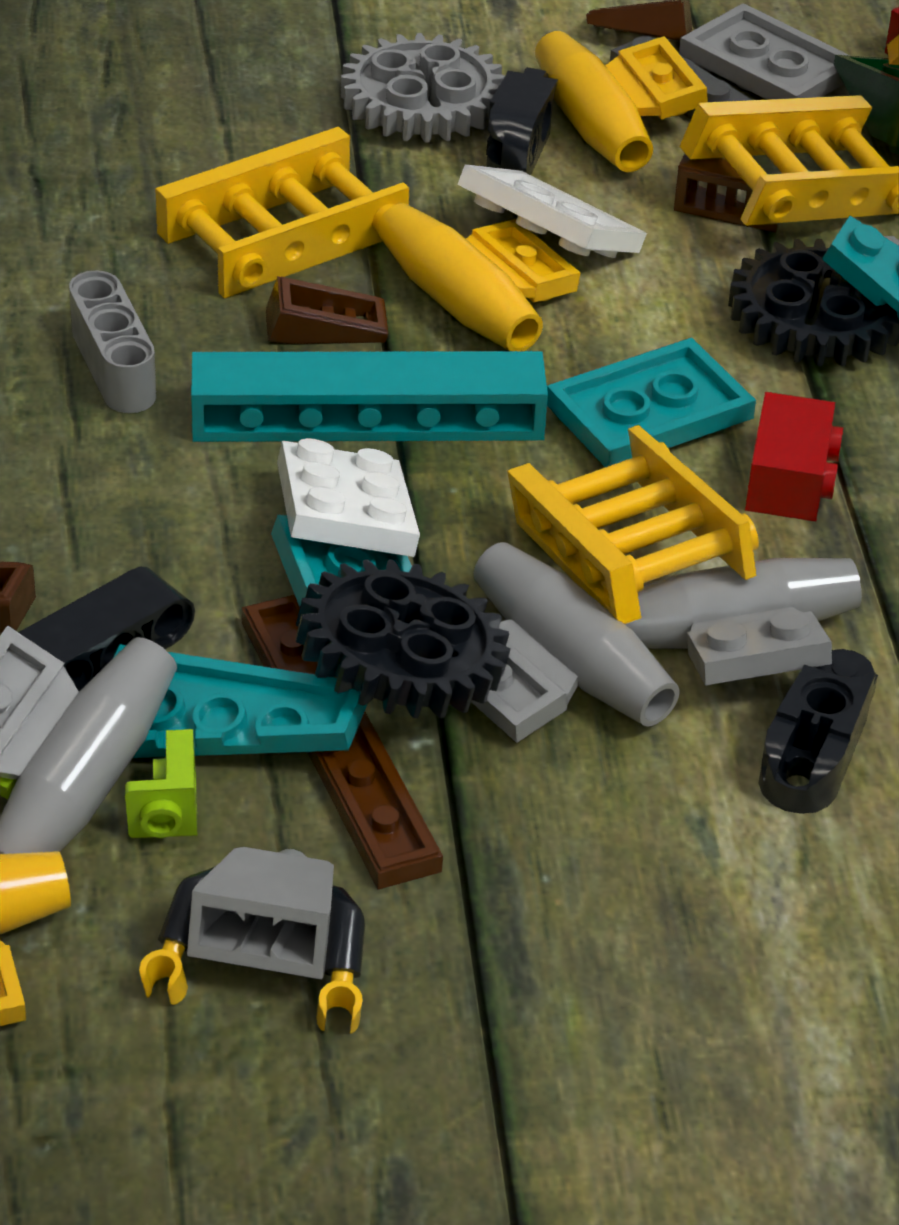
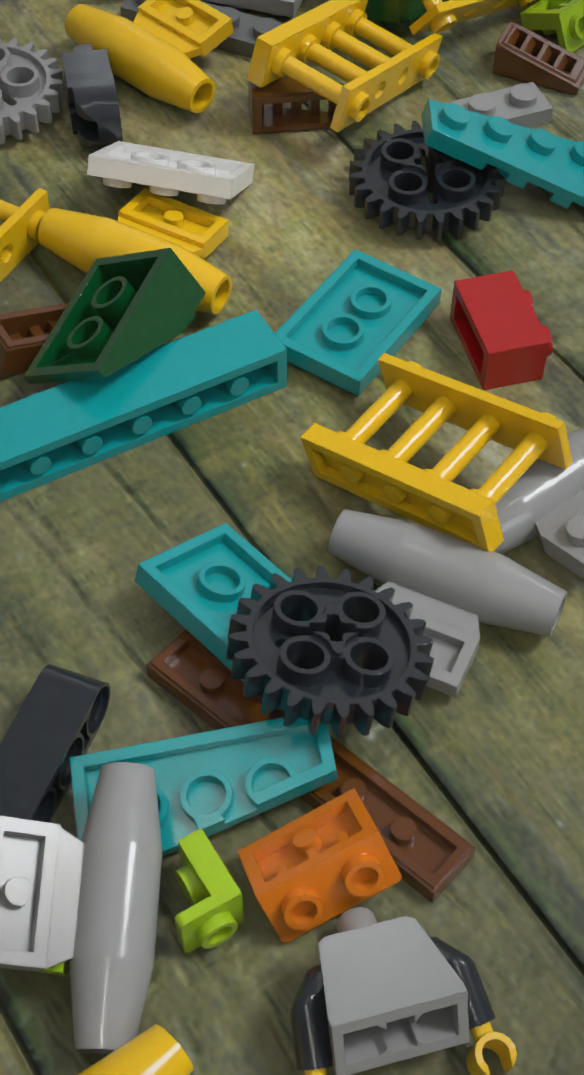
camera: 25 degrees left, 10 degrees up
(284, 807) = (319, 866): none -> orange bracket
(347, 497) = (181, 519): white plate -> none
(413, 306) = (118, 316): none -> dark green slope

